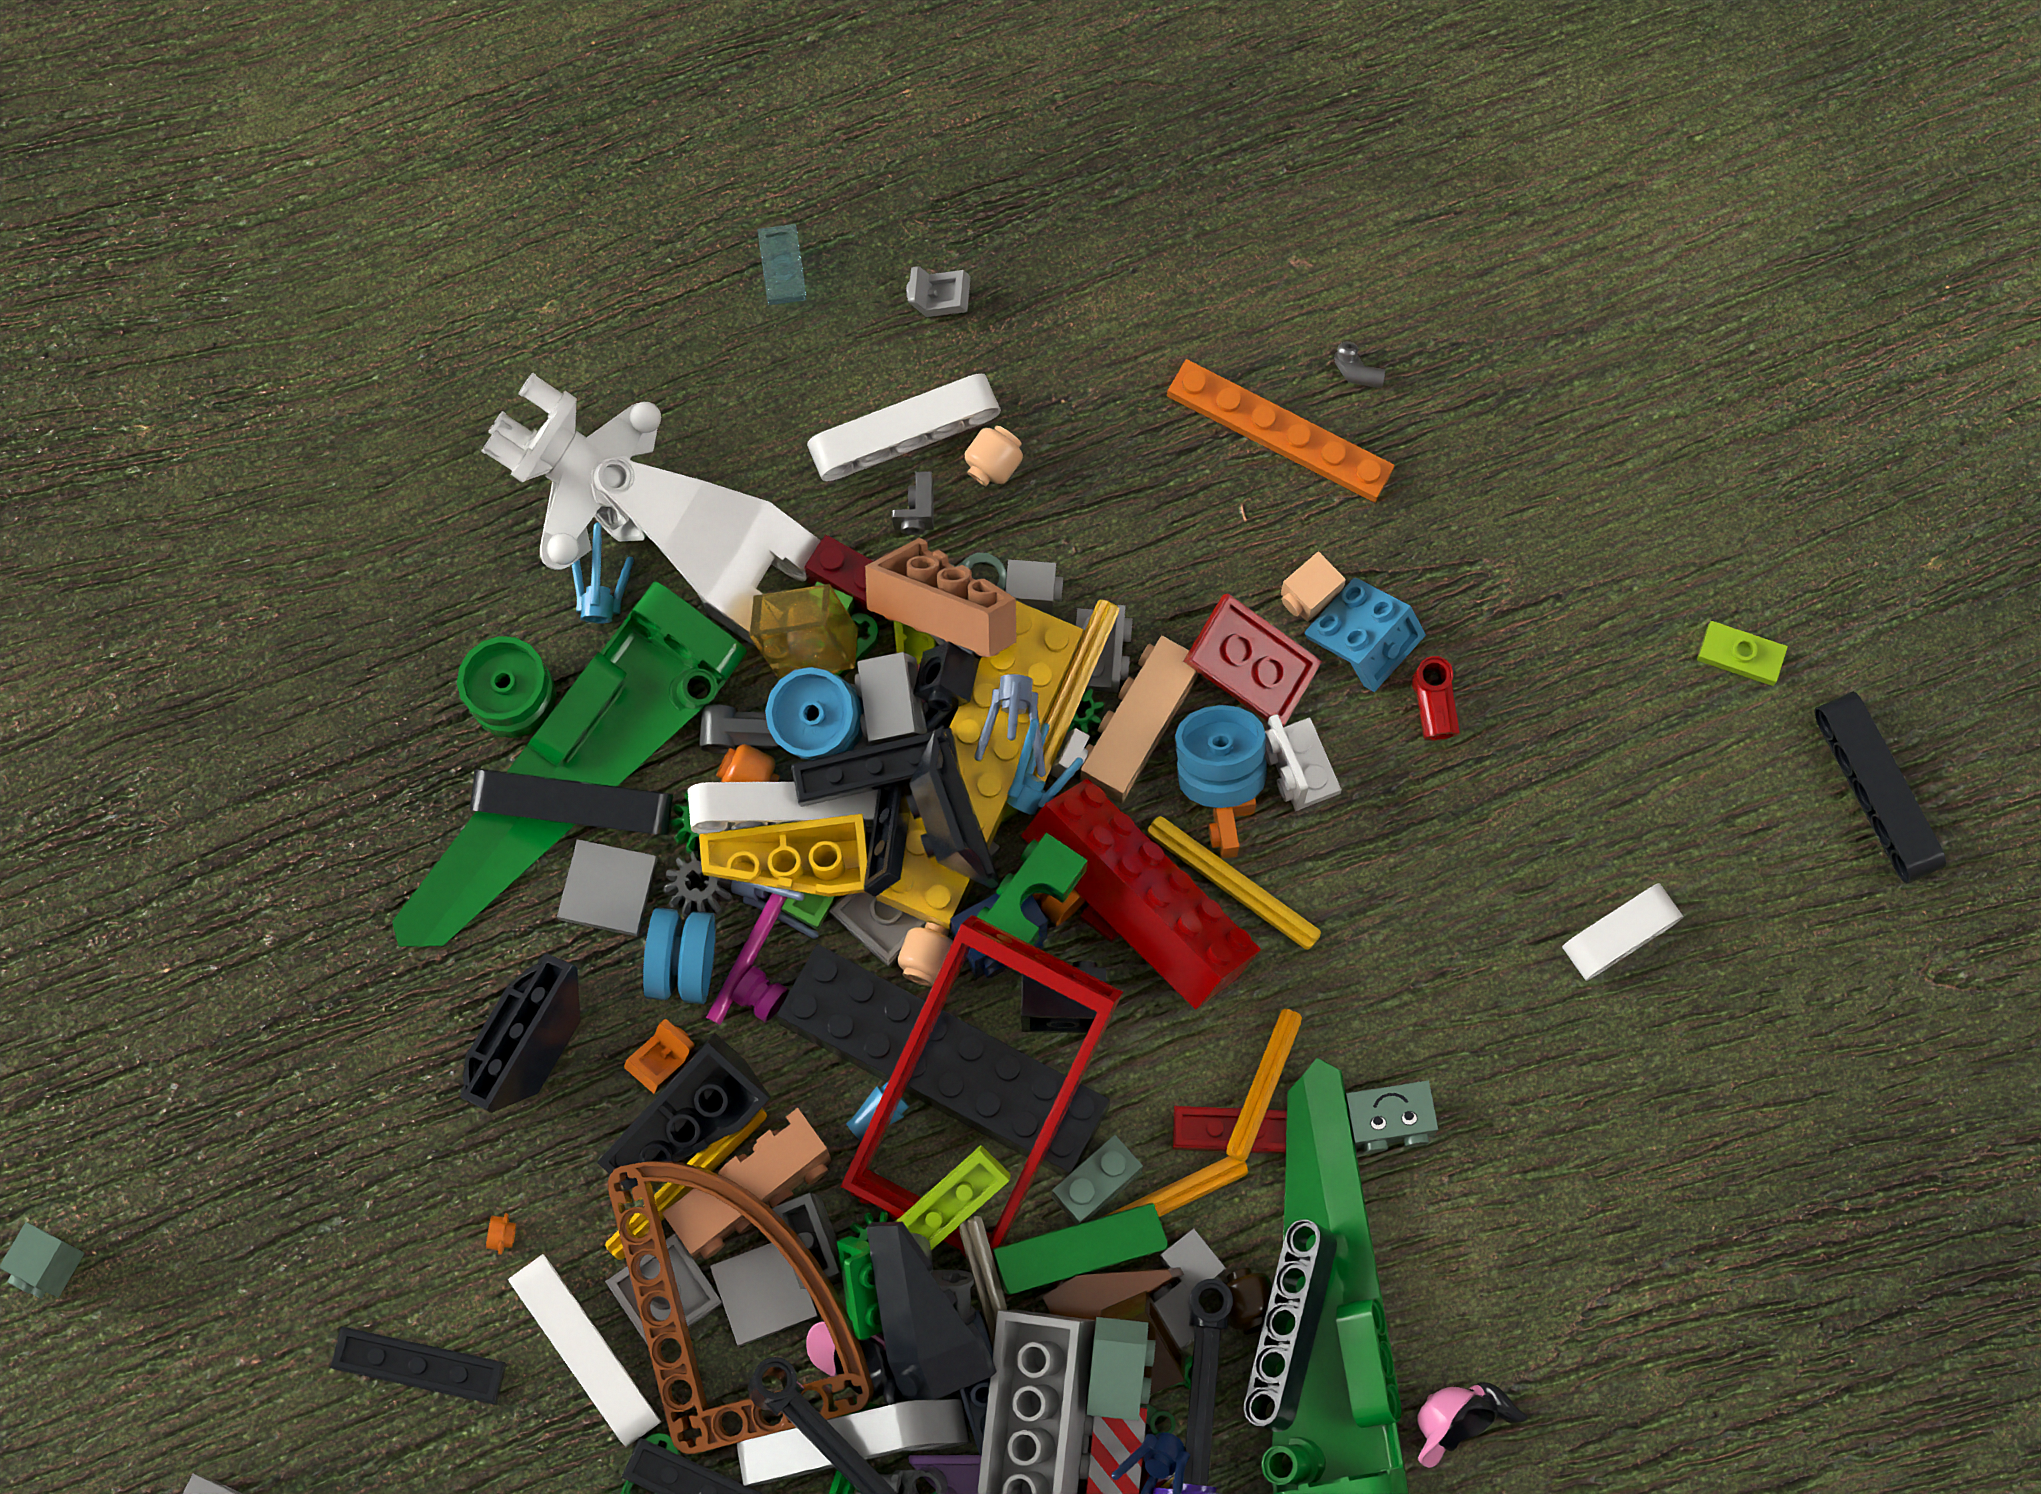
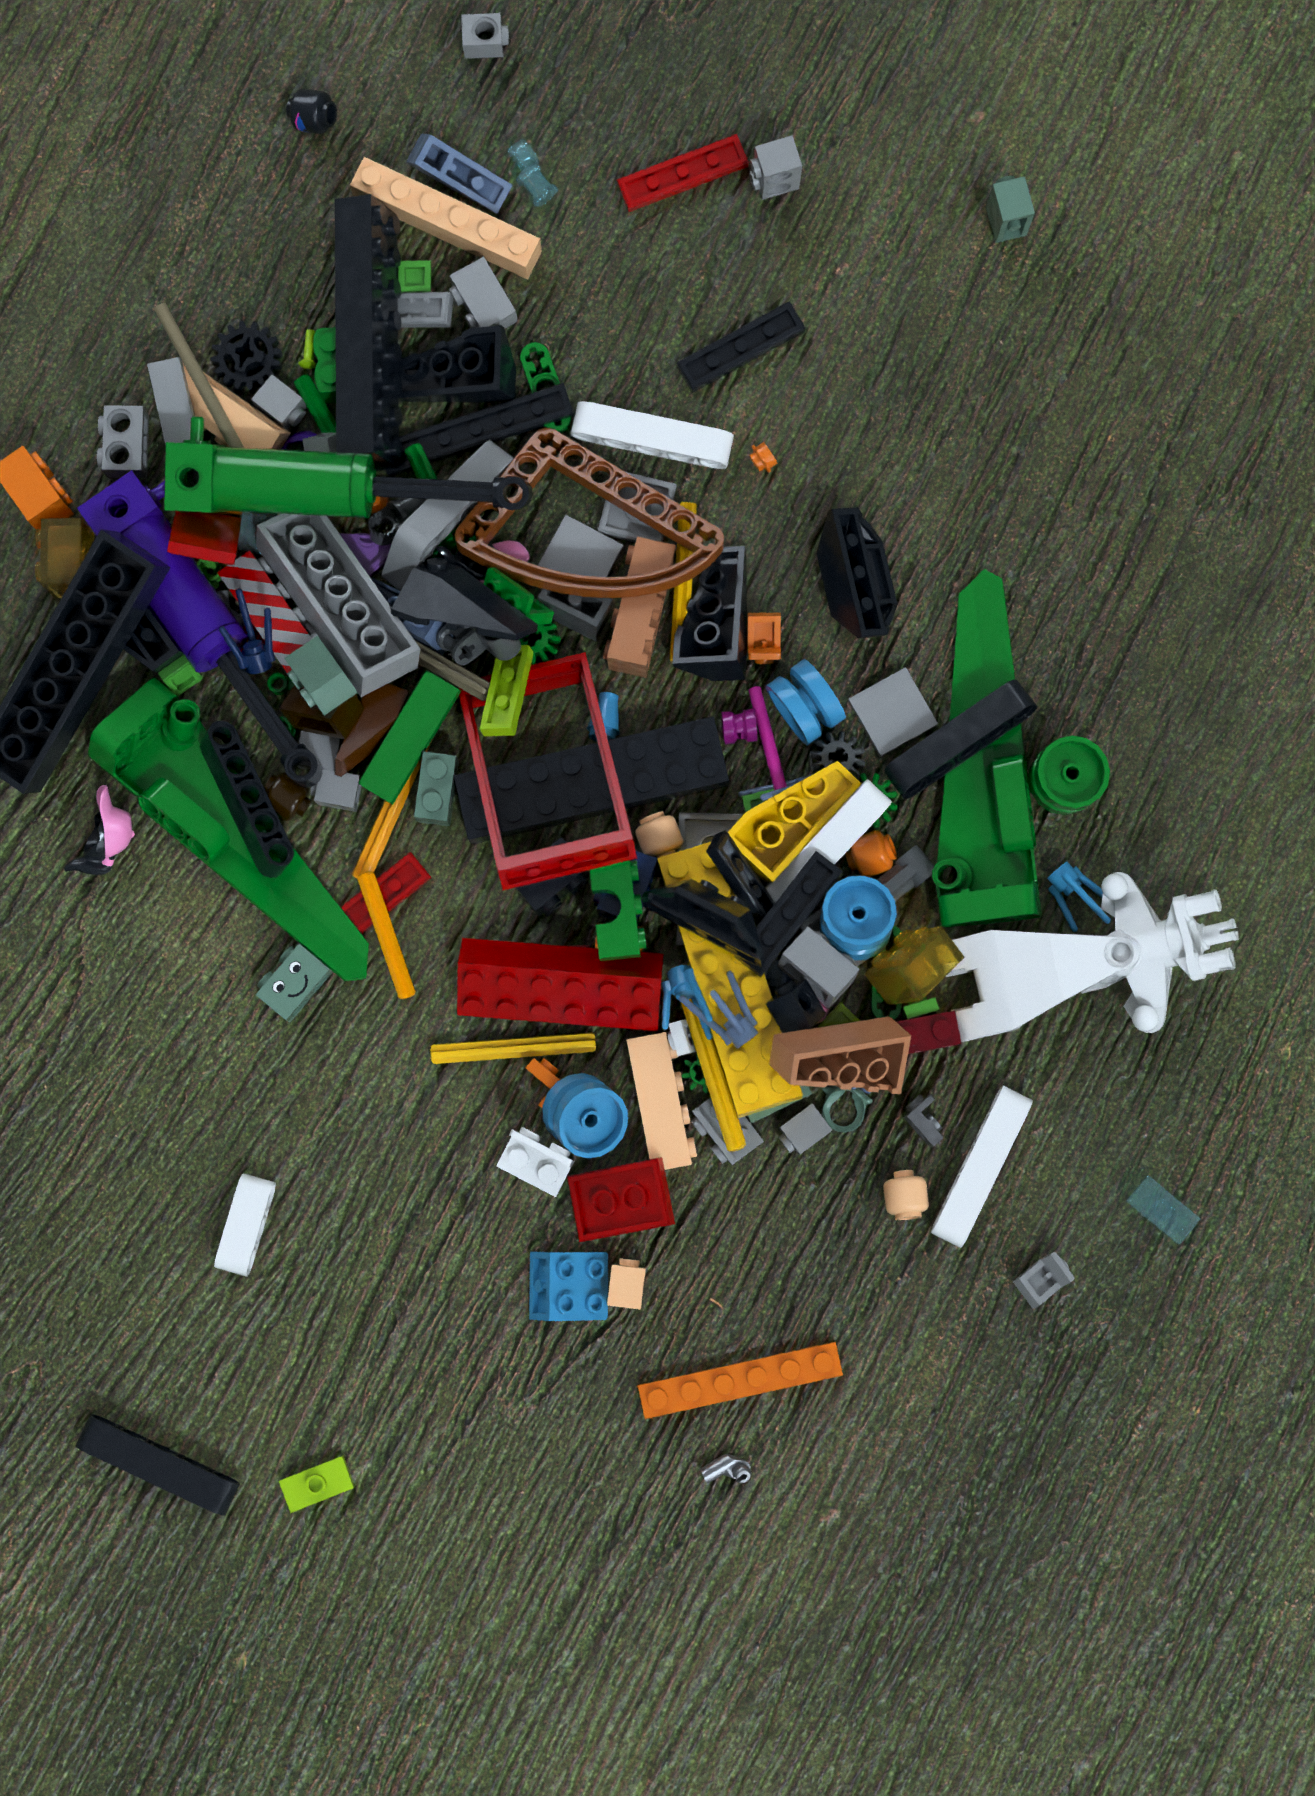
camera: 140 degrees right, 10 degrees up
(1436, 702) = (482, 1275): red piece -> none

